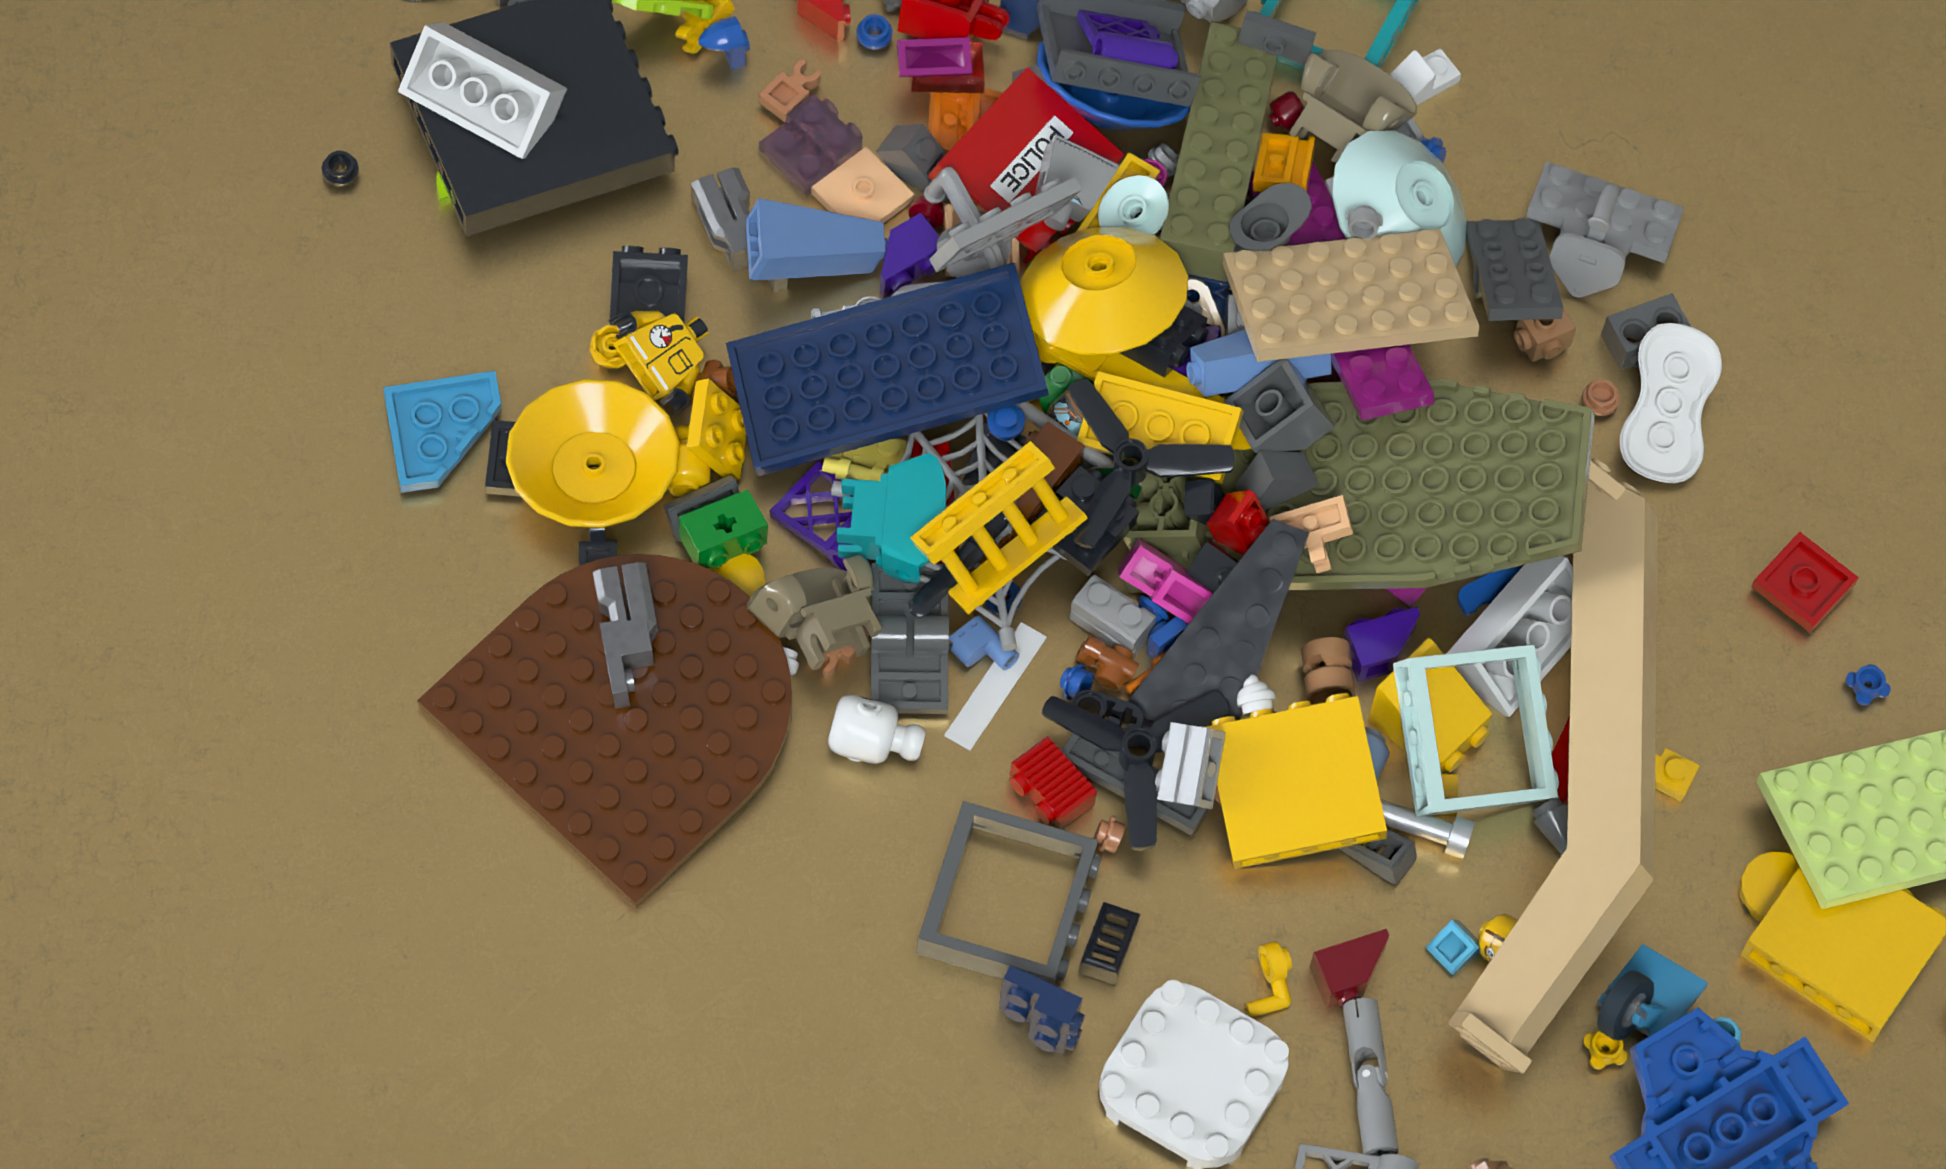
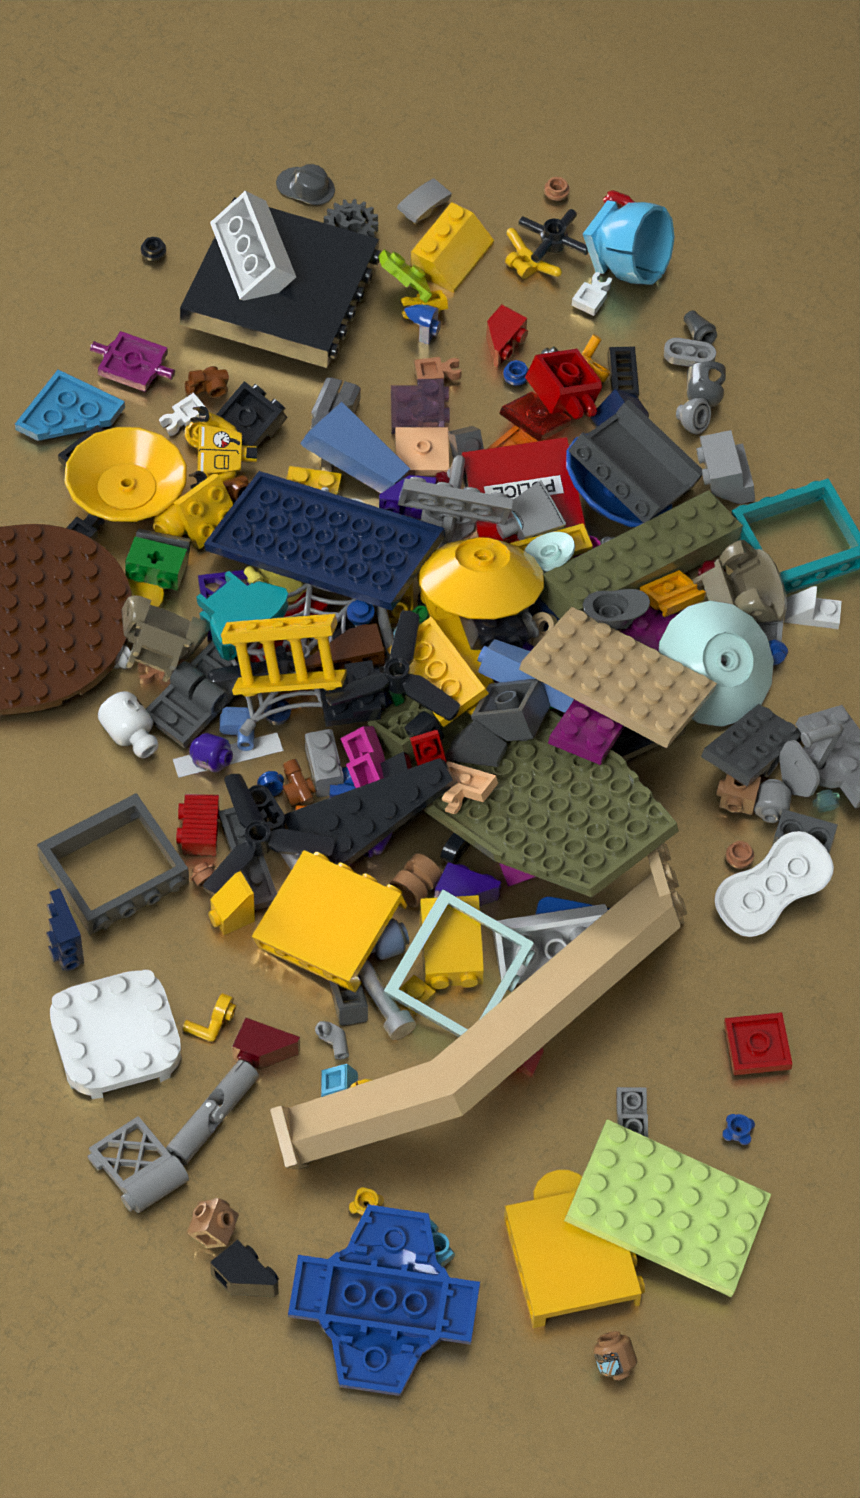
camera: 45 degrees right, 5 degrees down
(452, 317) = (132, 361): none -> magenta plate
(561, 277) = (209, 380): none -> dark orange plate
(572, 333) = (182, 414): none -> white plate
(624, 641) = (47, 573): flat silver plate -> none
(783, 310) = (315, 478): none -> yellow plate
(934, 57) = (525, 401): magenta slope -> none
(986, 696) = (211, 752): none -> dark purple head
(1100, 968) = (135, 945): black slope -> none
(1126, 39) = (647, 472): dark purple piece -> none
(1179, 842) = (233, 905): none -> yellow slope
(1190, 765) = (273, 864): brick -> none
(1255, 696) = (351, 856): white plate -> none
(1276, 37) = (730, 517): dark grey plate -> none
(1328, 608) = (454, 849): none -> black beam
(1364, 222) = (670, 645): light grey plate -> none
(1407, 901) = (335, 1036): none -> light grey arm
(1585, 313) = (771, 800): none -> light grey head
(1631, 276) = (826, 801): none -> clear light blue plate
(1647, 995) = (417, 1190): dark azure plate -> none
(1674, 774) = (563, 1085): yellow plate -> none
(1755, 747) = (632, 1109): none -> light grey slope

